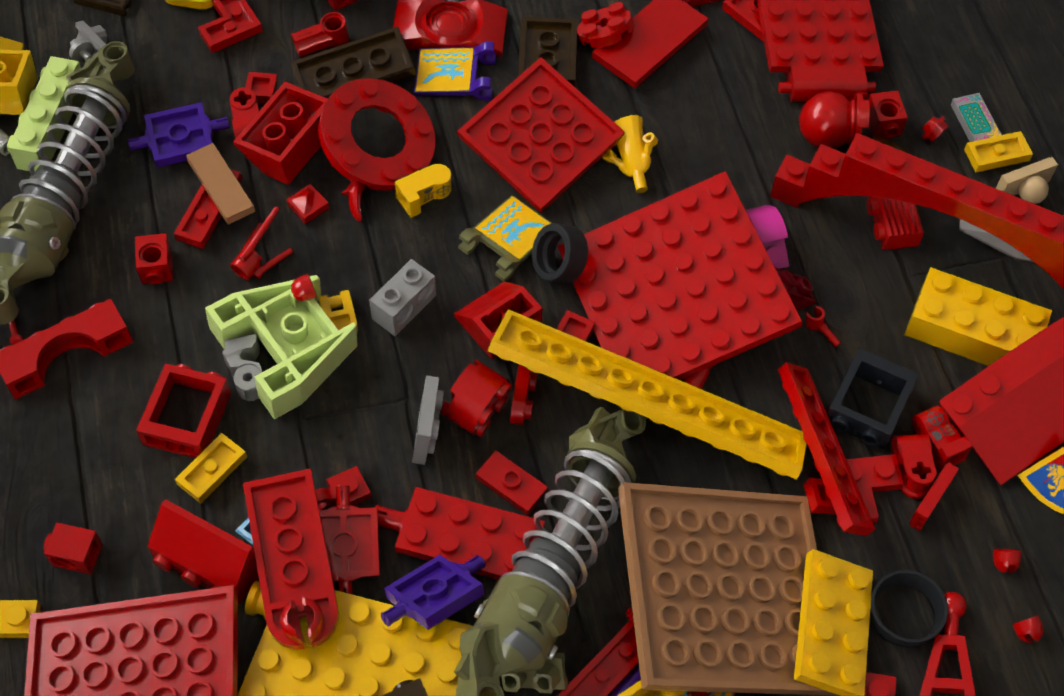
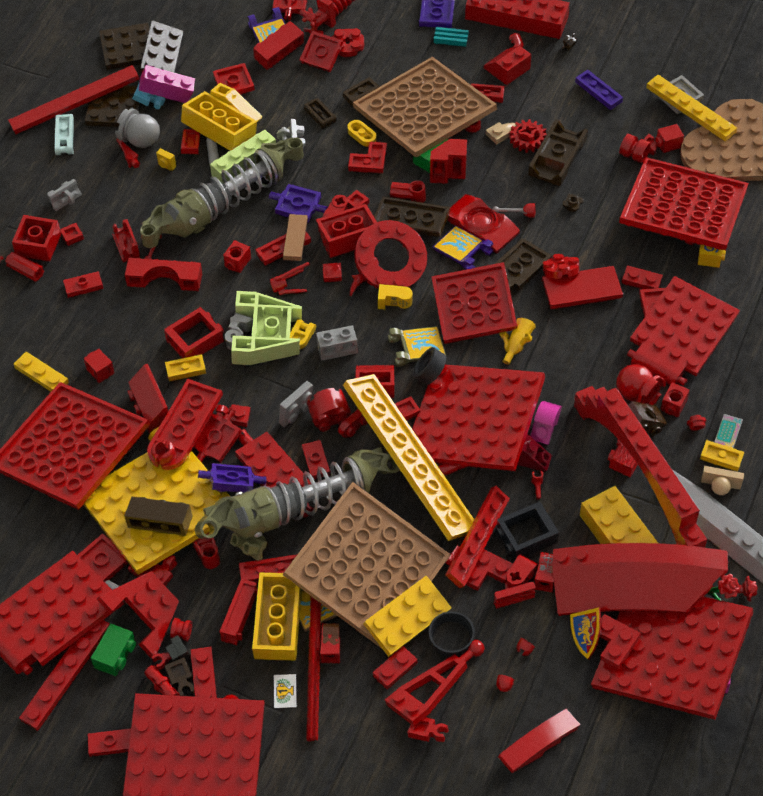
camera: 40 degrees right, 5 degrees down
(303, 288) = (288, 308): red hinge -> none

